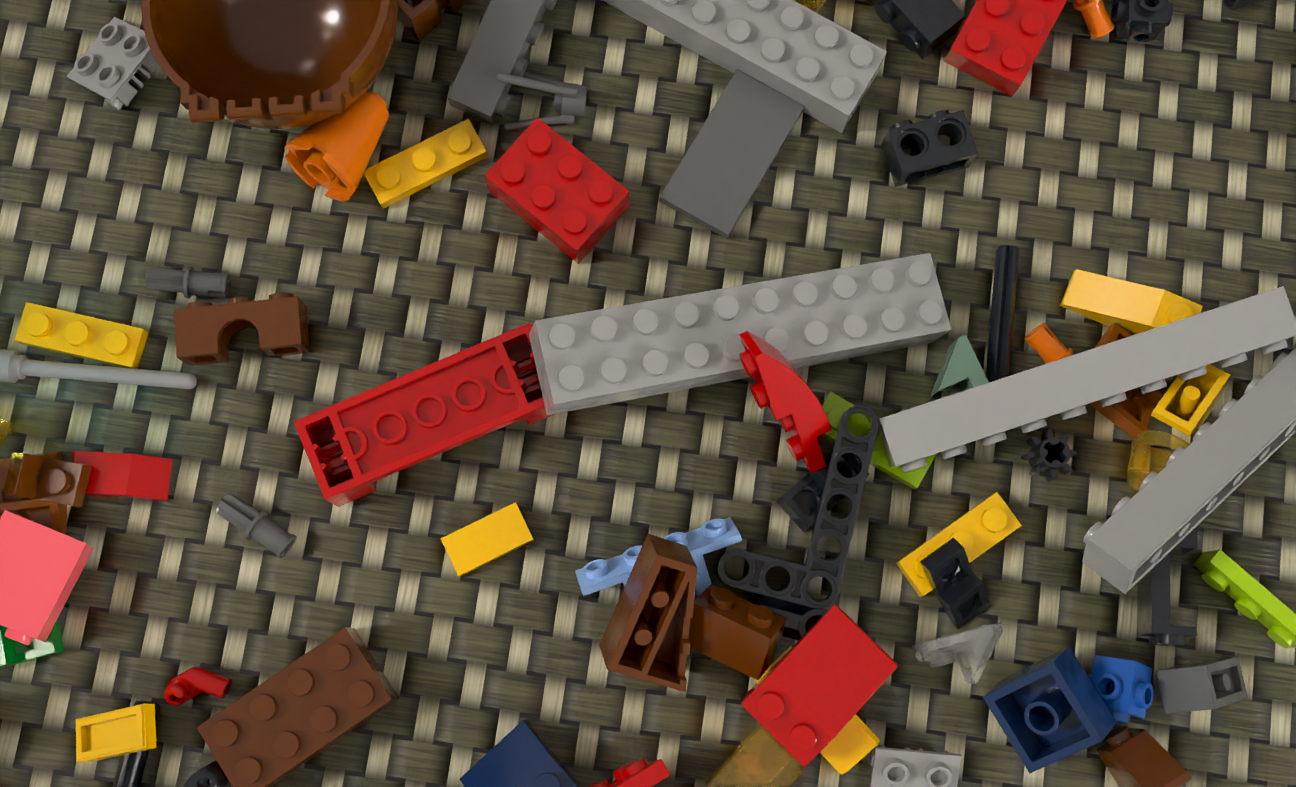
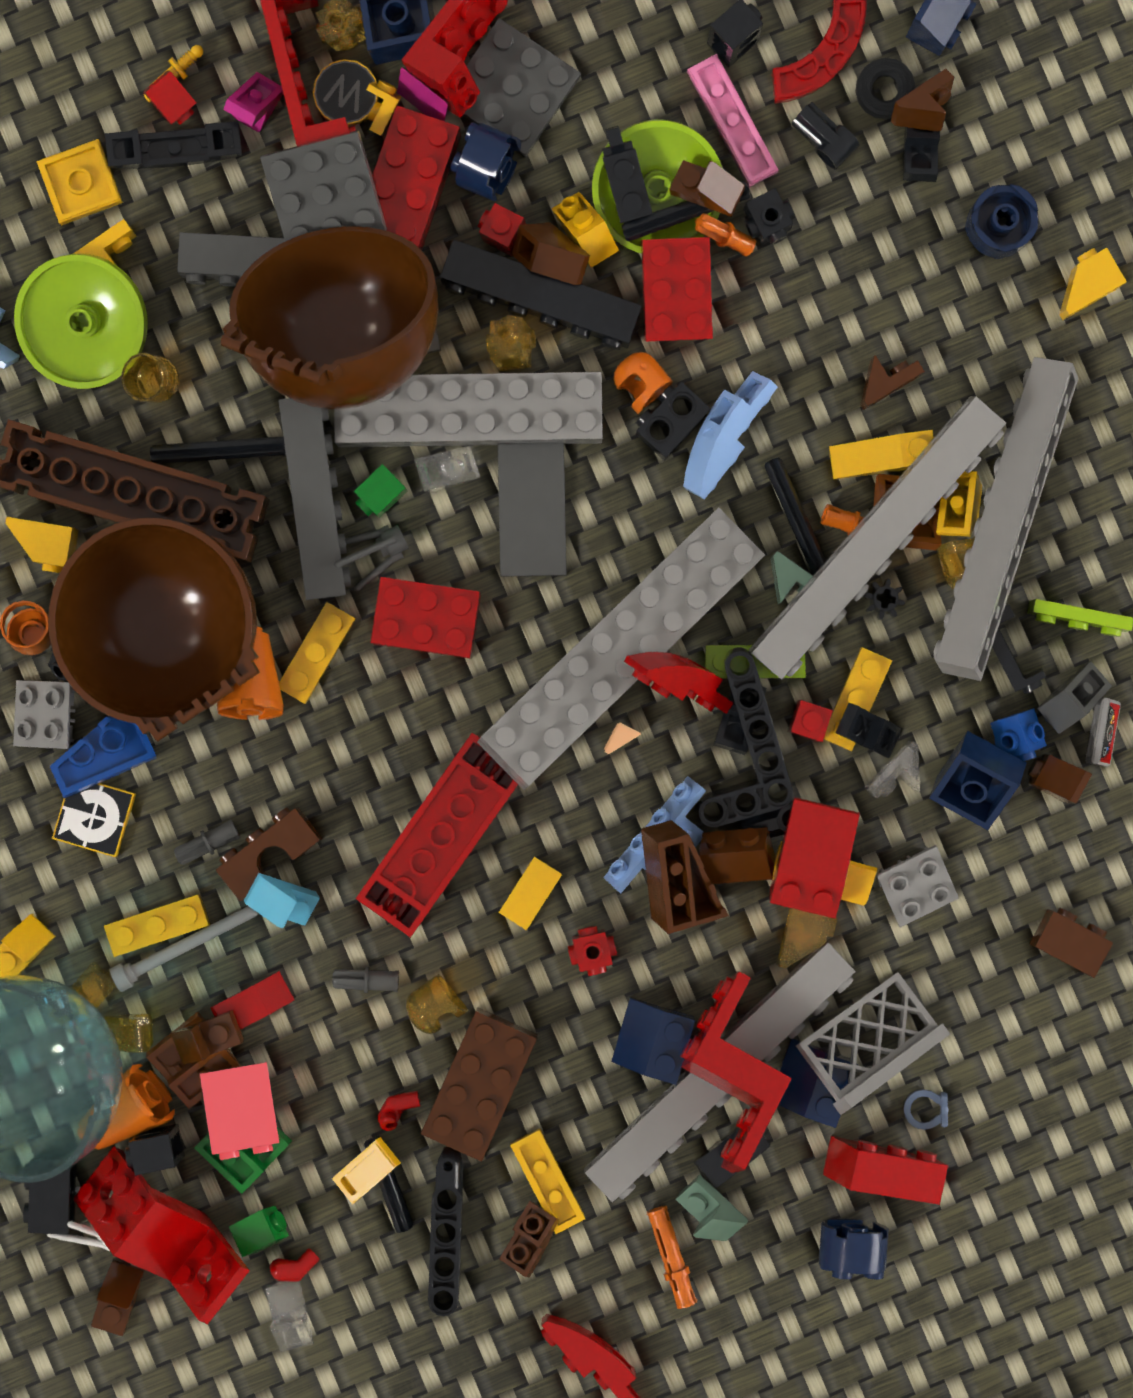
camera: 25 degrees left, 10 degrees up
(95, 189) = (95, 818): none -> tile
(141, 131) = (102, 754): none -> blue wing
(219, 381) = (281, 900): none -> medium azure slope
(304, 588) = (431, 1002): none -> clear yellow helmet
(530, 644) = (592, 937): none -> red brick
(589, 42) = (379, 492): none -> green brick
(669, 58) = (447, 469): none -> clear slope
(683, 431) = (620, 736): none -> light nougat slope
(897, 535) = (810, 721): none -> red brick
(931, 81) = (652, 375): none -> orange helmet
(965, 191) = (717, 442): none -> light blue slope
(1170, 238) = (880, 385): none -> reddish brown slope
(1212, 741) = (1103, 732): none -> light grey slope

